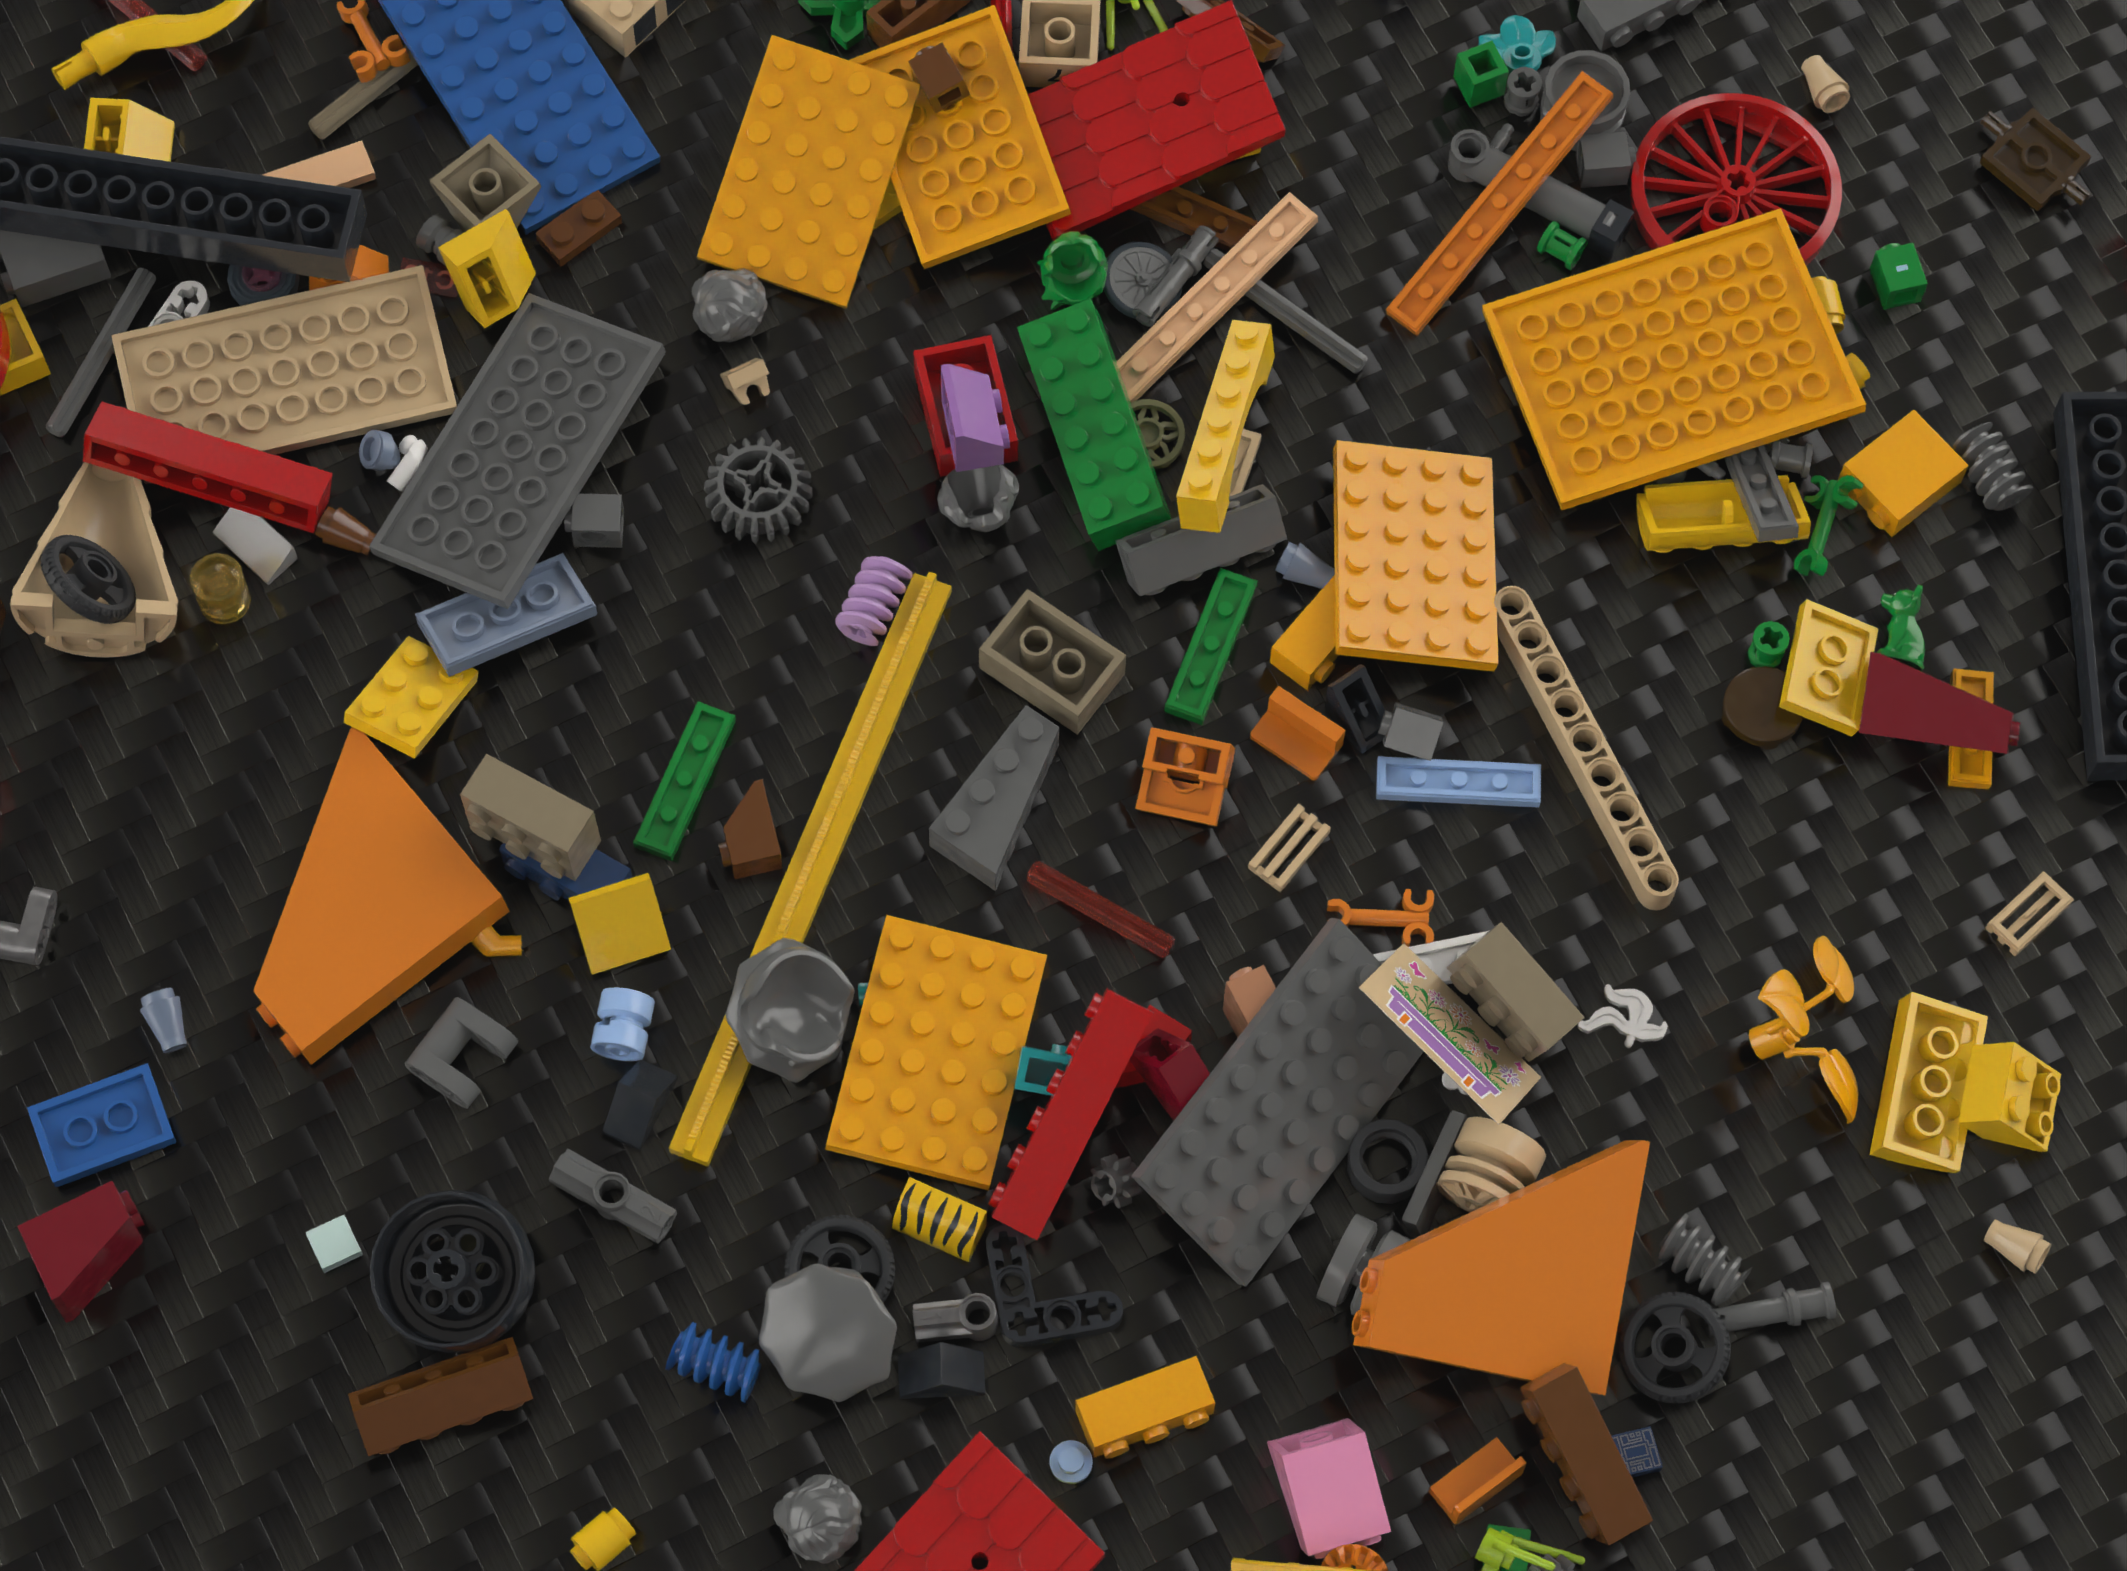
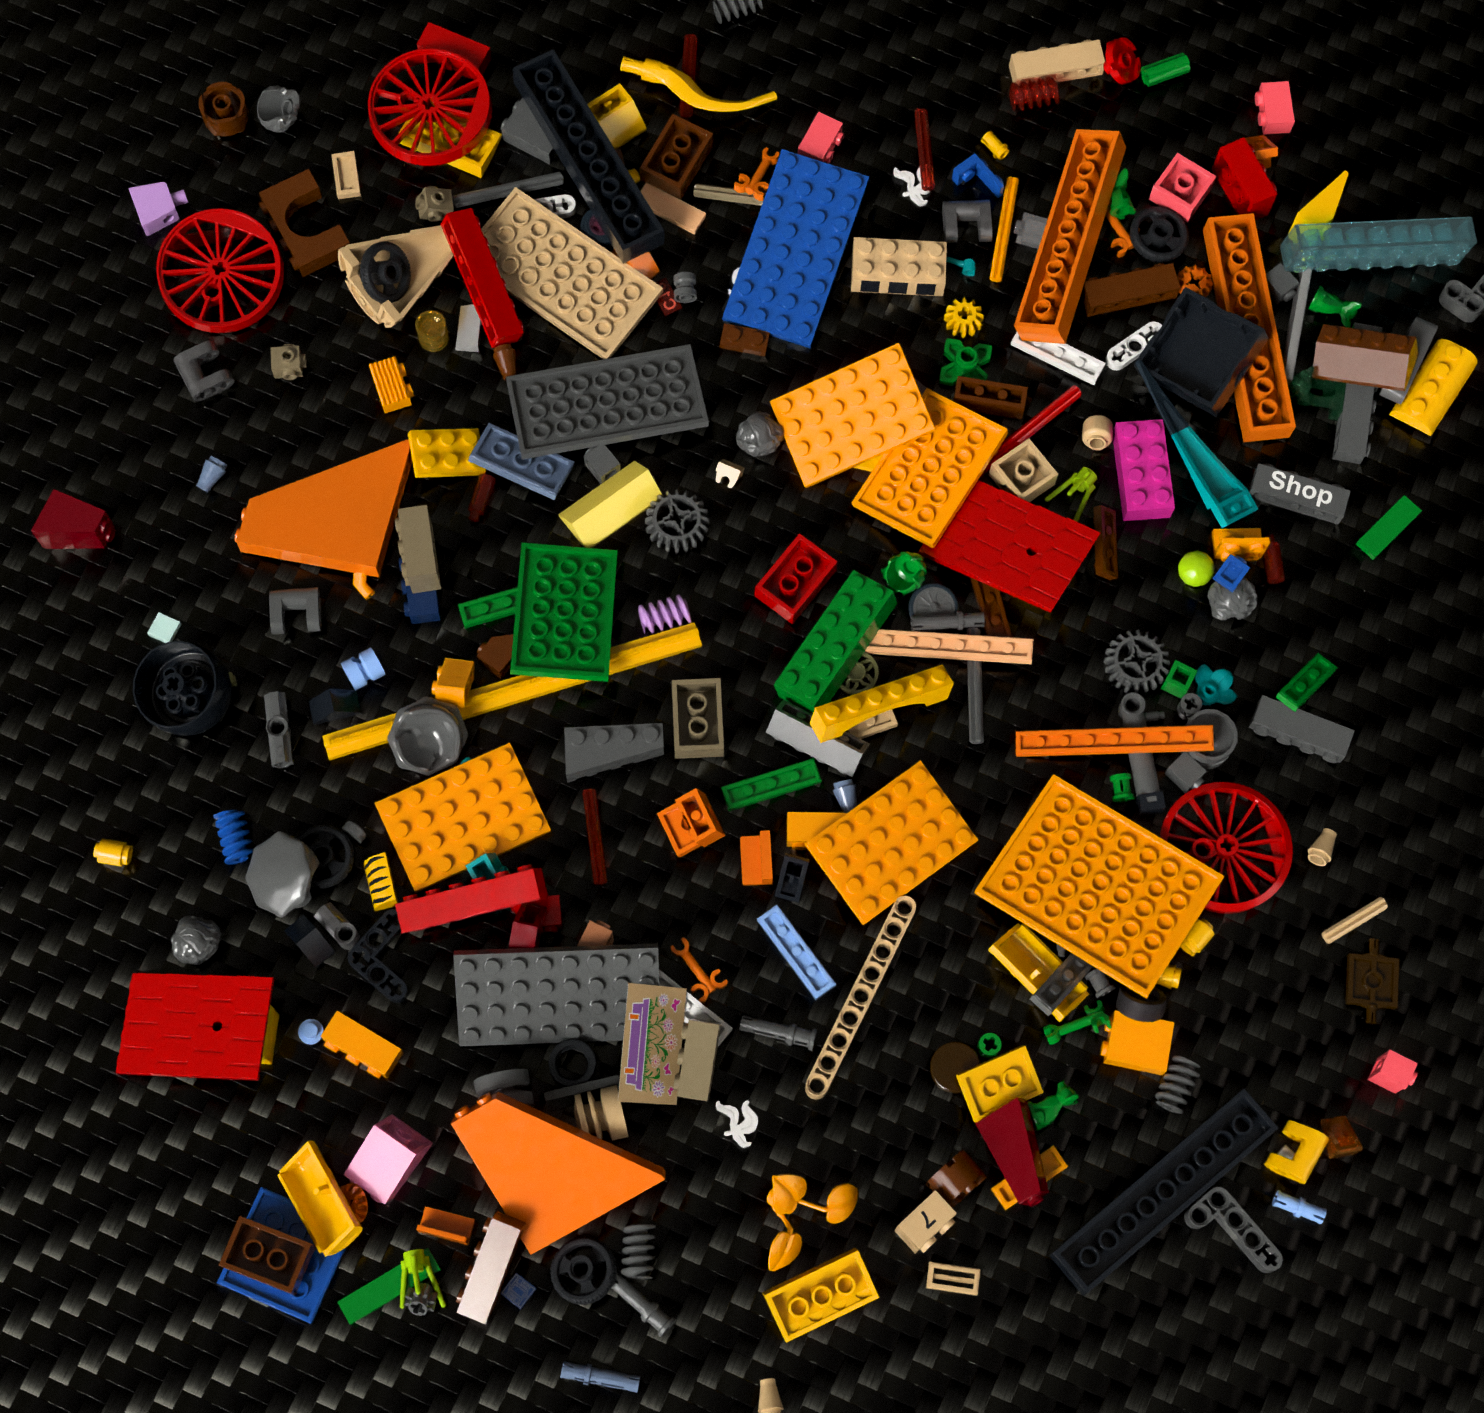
camera: 50 degrees right, 5 degrees up
(40, 451) = (434, 203): none -> dark tan brick
(95, 801) = (287, 362): none -> dark tan brick
(101, 1125) = (141, 487): blue plate -> none
(247, 697) = (390, 384): none -> light orange brick
(254, 111) = (676, 156): none -> reddish brown brick
(379, 451) = (558, 342): sand blue tile -> none
(414, 453) = (570, 359): white arm -> none
(440, 1397) = (124, 730): reddish brown brick -> none
(484, 184) = (721, 285): dark tan slope -> none
(489, 268) = (684, 317): yellow slope -> none
(508, 702) = (481, 496): none -> clear red cylinder
(620, 923) = (409, 629): yellow tile -> none
(661, 553) = (611, 505): none -> light yellow slope
(744, 919) = (454, 681): none -> light orange brick
(767, 713) = (564, 612): none -> green plate
(840, 1202) = (354, 832): none -> dark grey tile
(938, 77) = (946, 433): reddish brown brick -> none
(972, 418) = (780, 585): medium lavender slope -> none
(979, 497) = (754, 620): dark grey hair -> none
(1113, 1181) = (461, 941): dark grey gear -> none
(1309, 822) = (697, 889): tan tile -> none
(1411, 730) = (799, 909): dark grey brick -> none
(1429, 120) = (1153, 655): none -> dark grey gear
(1561, 868) = (790, 1034): none -> dark grey pin
(1818, 1441) = (594, 1375): none -> sand blue pin
(1860, 433) = (1140, 1008): none -> black tyre
(1898, 275) = (1246, 960): green brick -> none
(1913, 807) = (957, 1179): none -> reddish brown brick
(1940, 883) = (925, 1222): none -> tan brick
(1943, 121) = (1354, 920): none -> tan axle
(2010, 1096) = (844, 1339): yellow slope -> none

